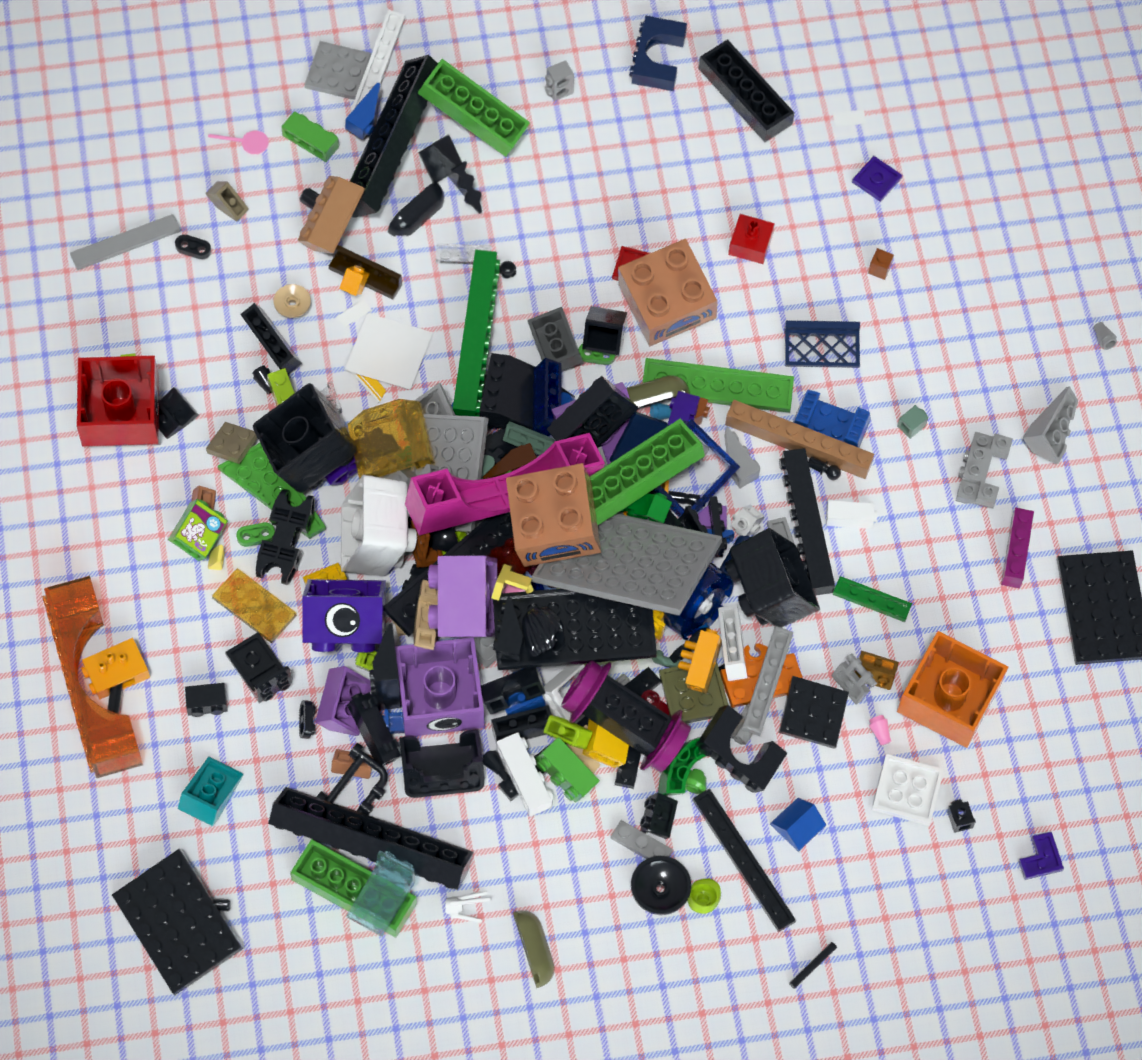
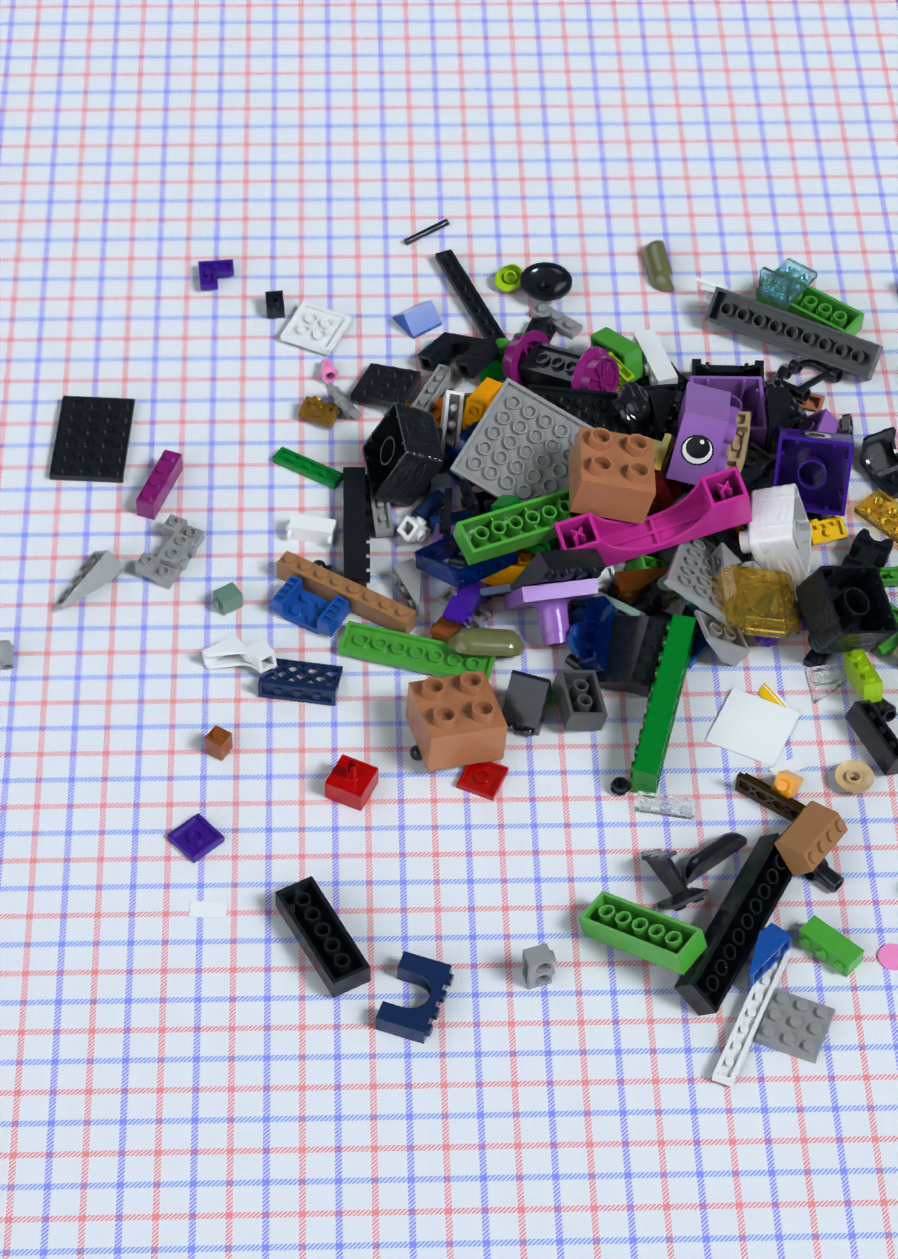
camera: 170 degrees left, 15 degrees down
(891, 359) = (235, 653): none -> white arch
(952, 689) = (259, 367): orange brick -> none

